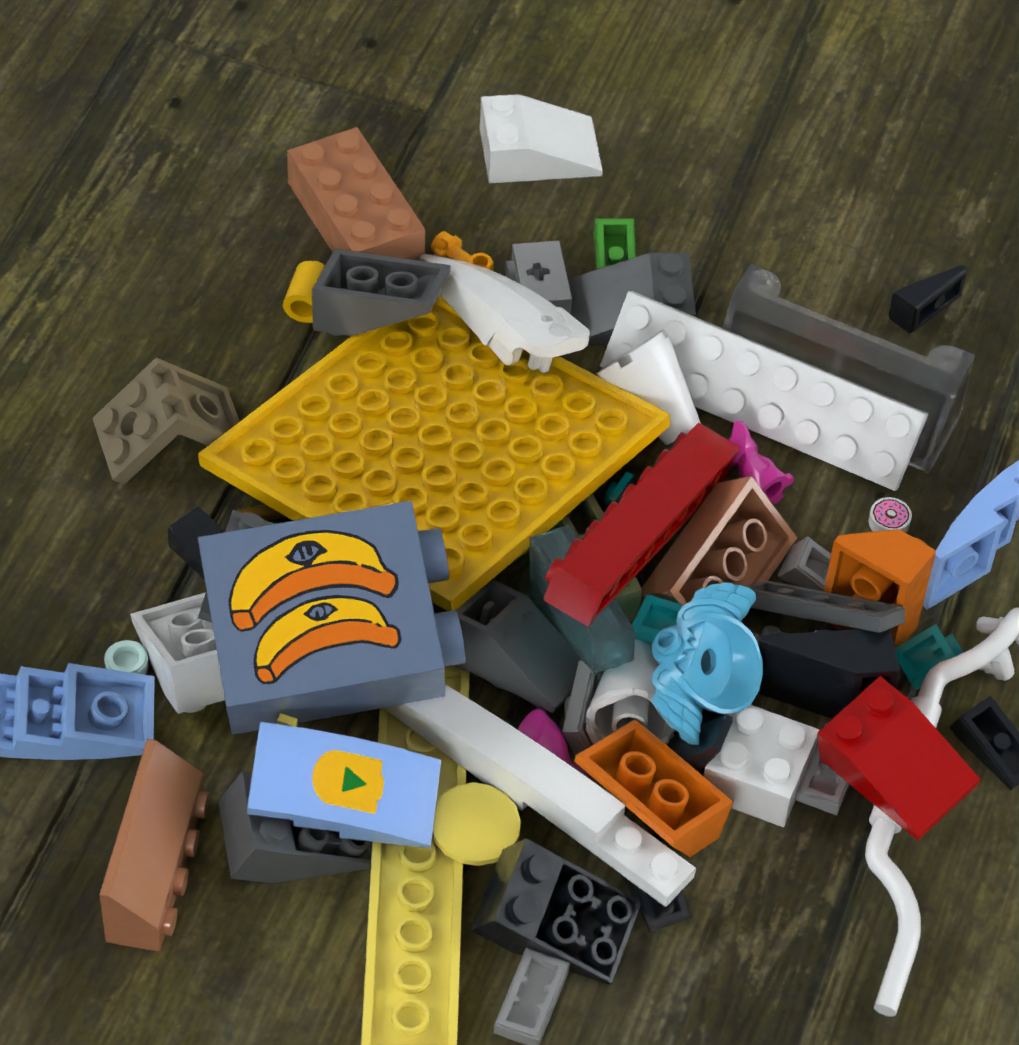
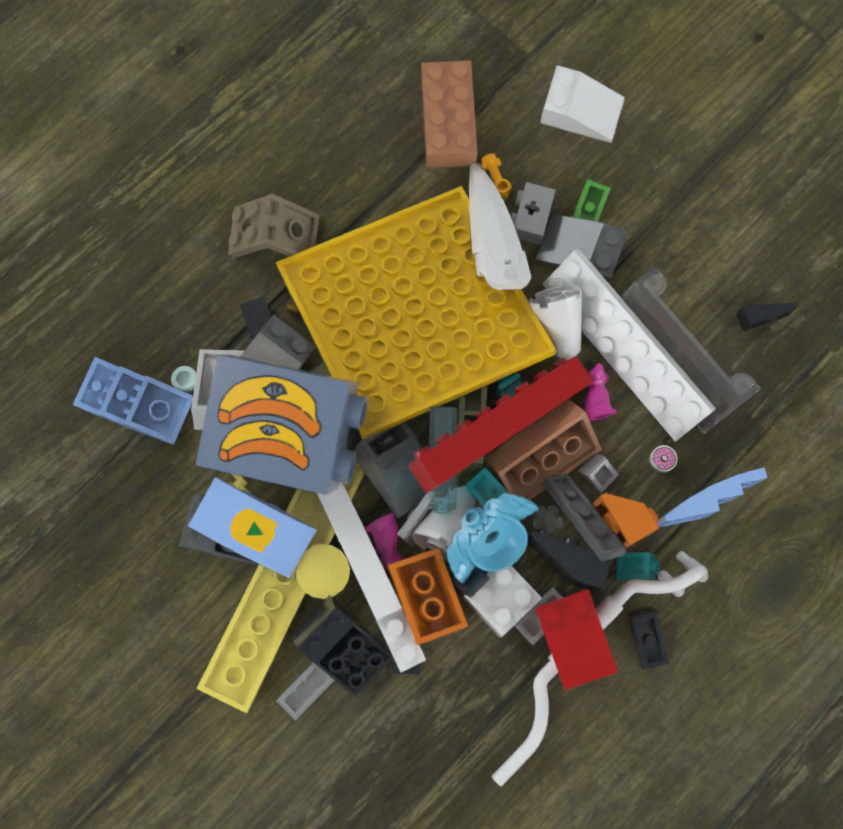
camera: 25 degrees right, 25 degrees up
(153, 850) = (140, 515): nougat slope -> none
(299, 294) = (394, 165): yellow brick -> none
(373, 291) = (427, 187): dark grey slope -> none

